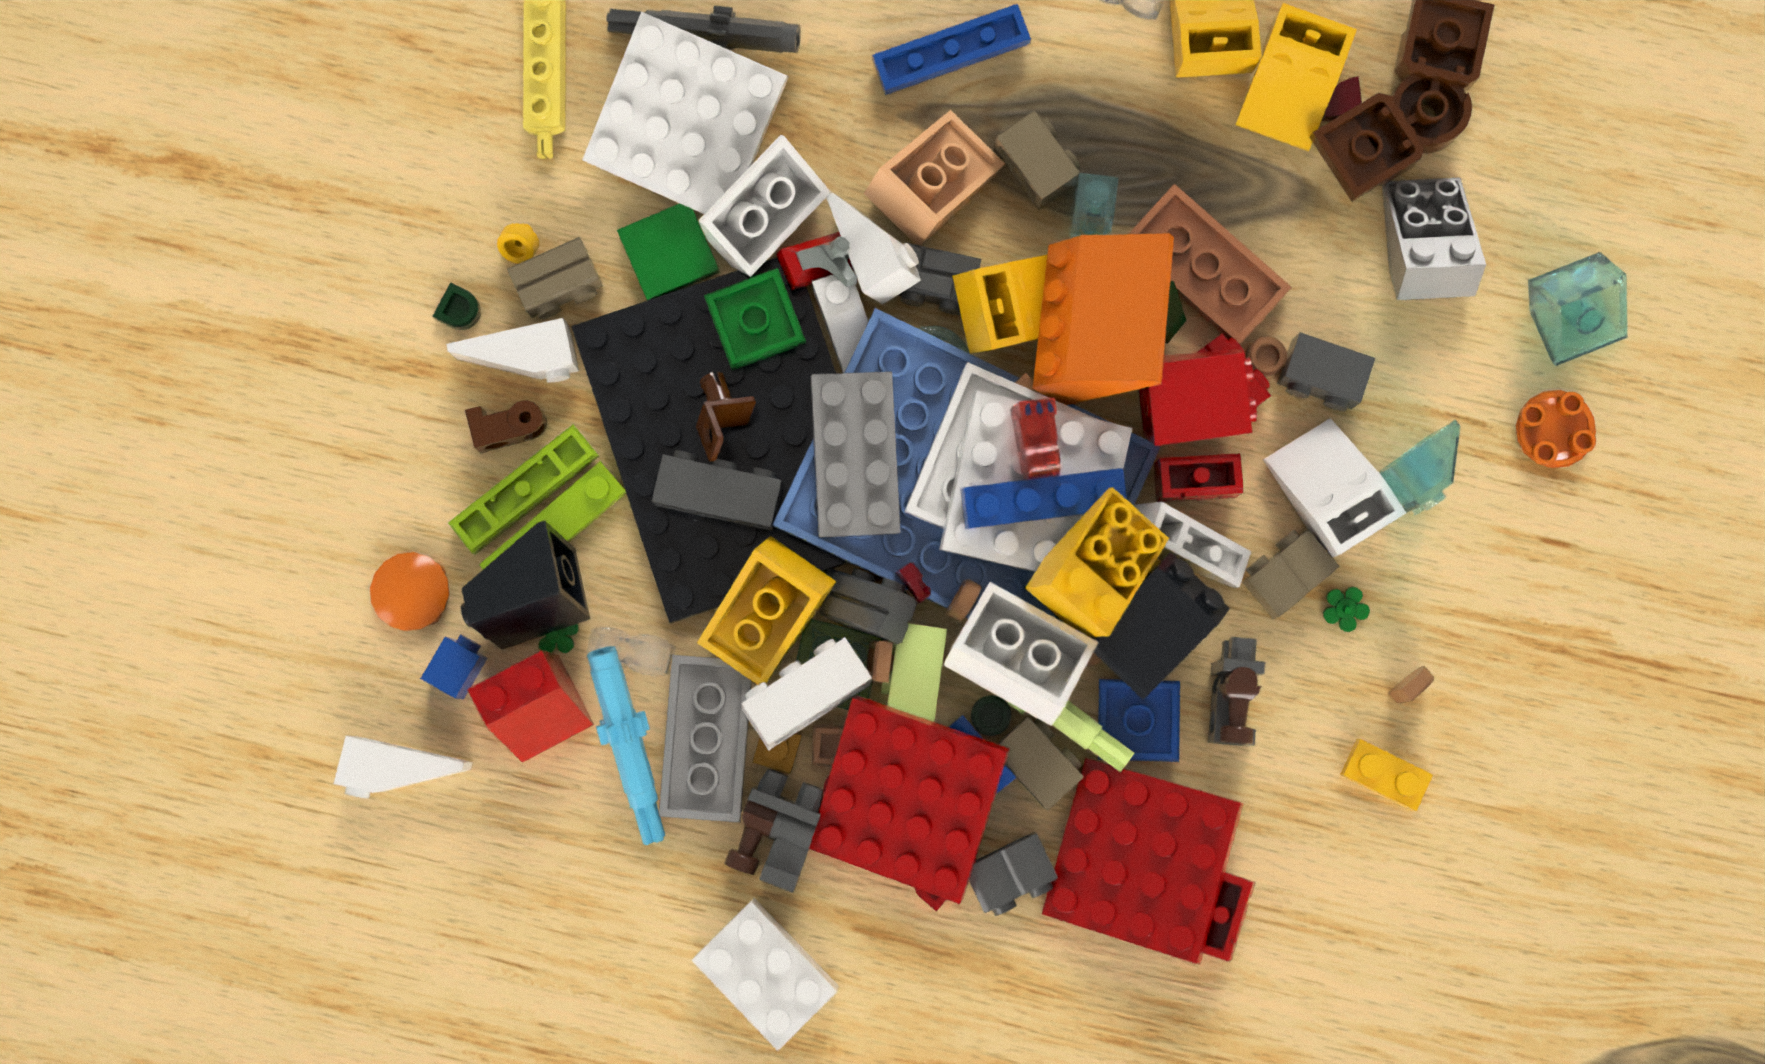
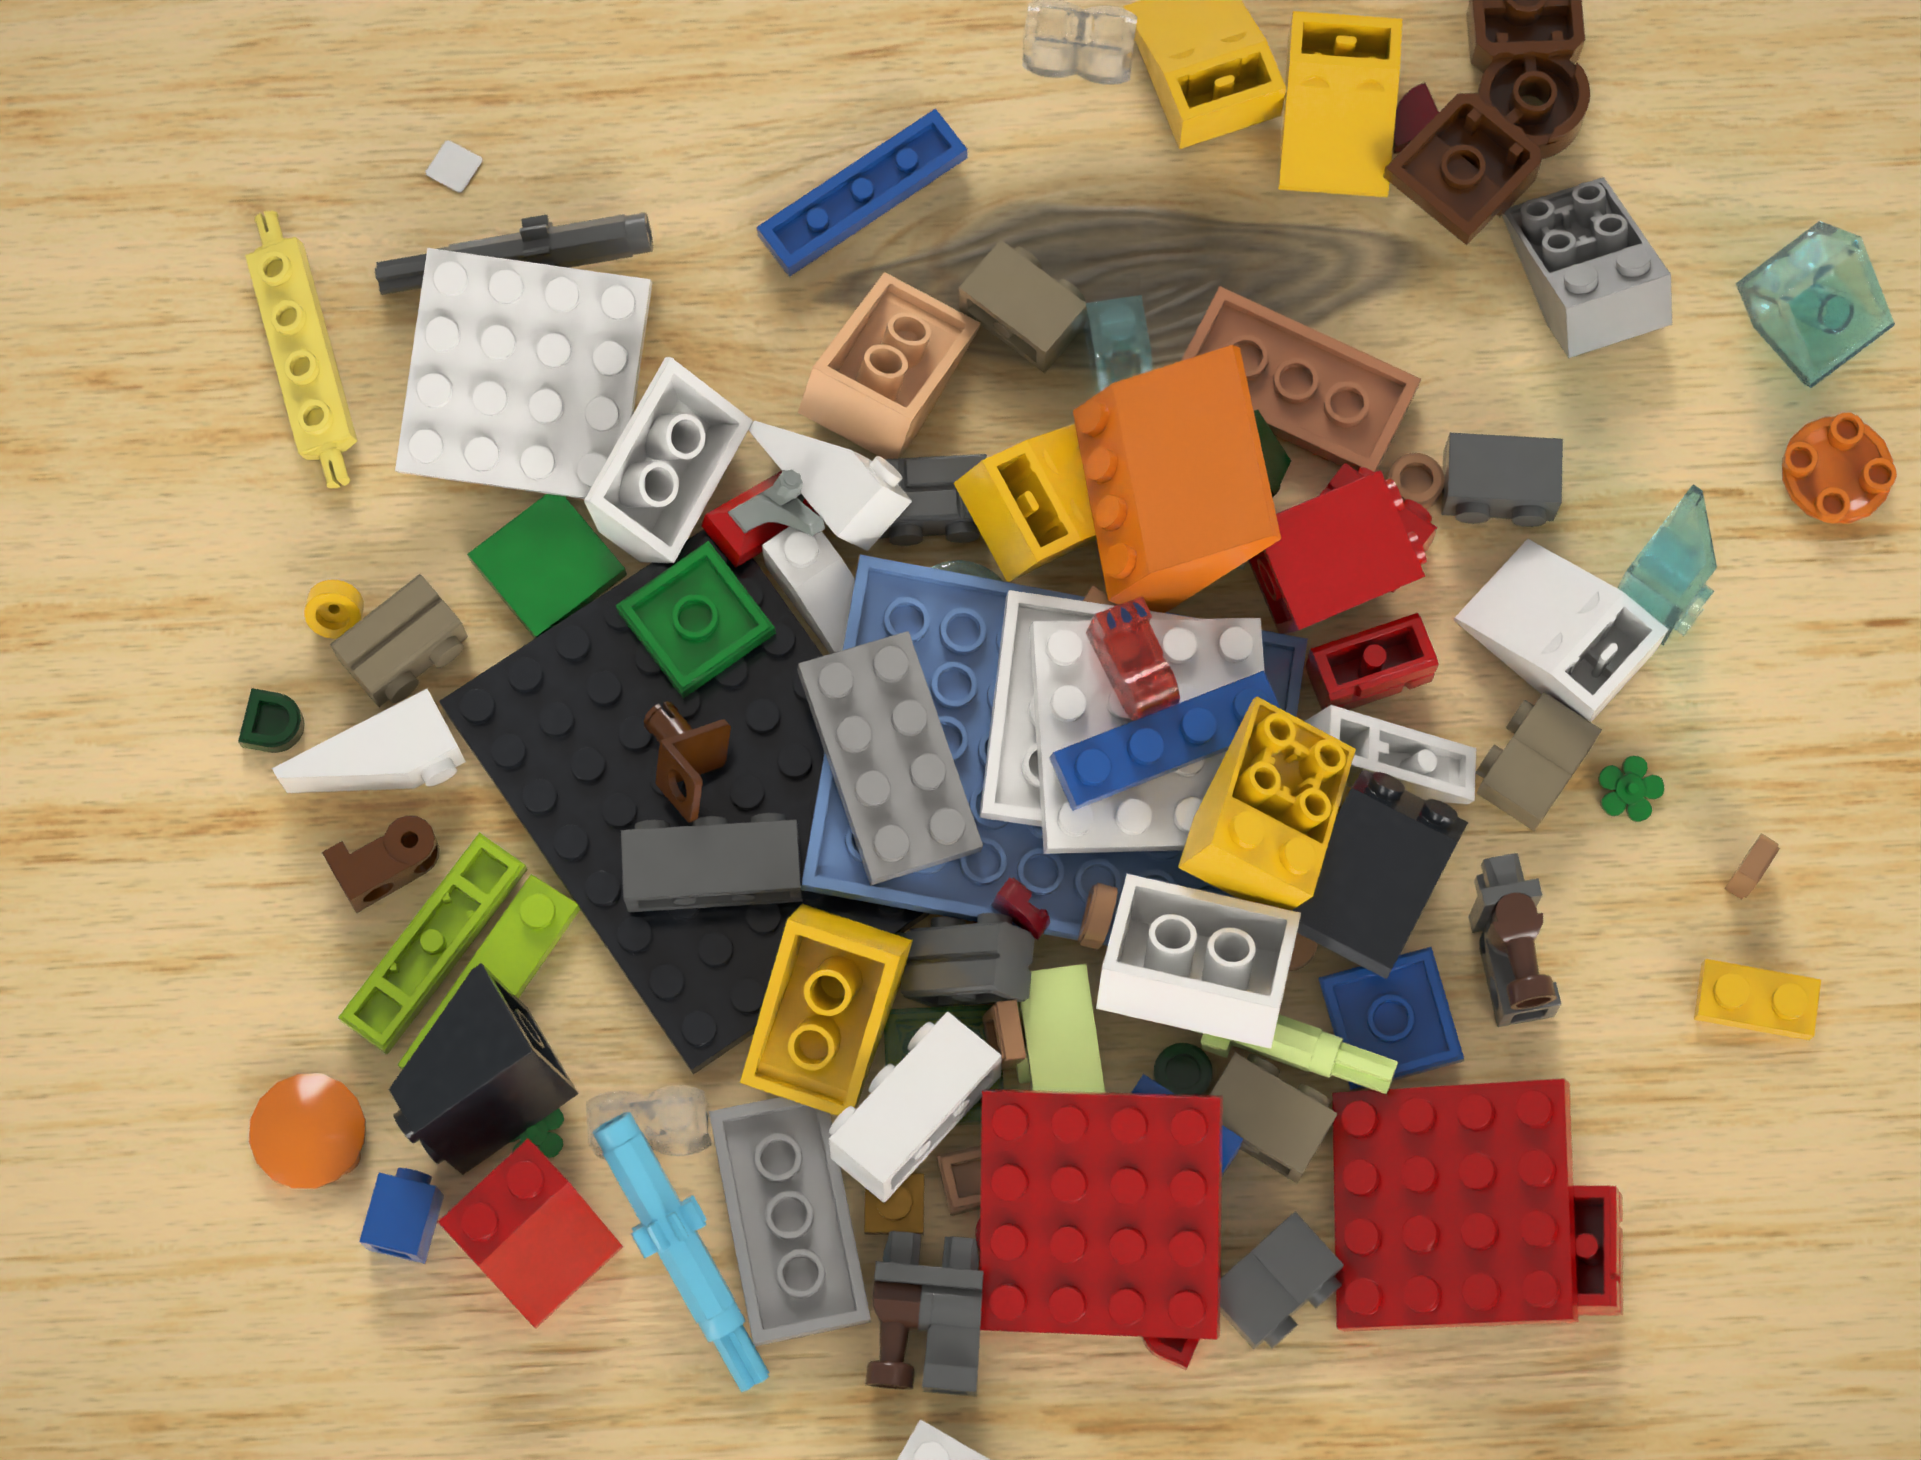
camera: 15 degrees left, 10 degrees down
(382, 766) = (344, 1385): white slope -> none

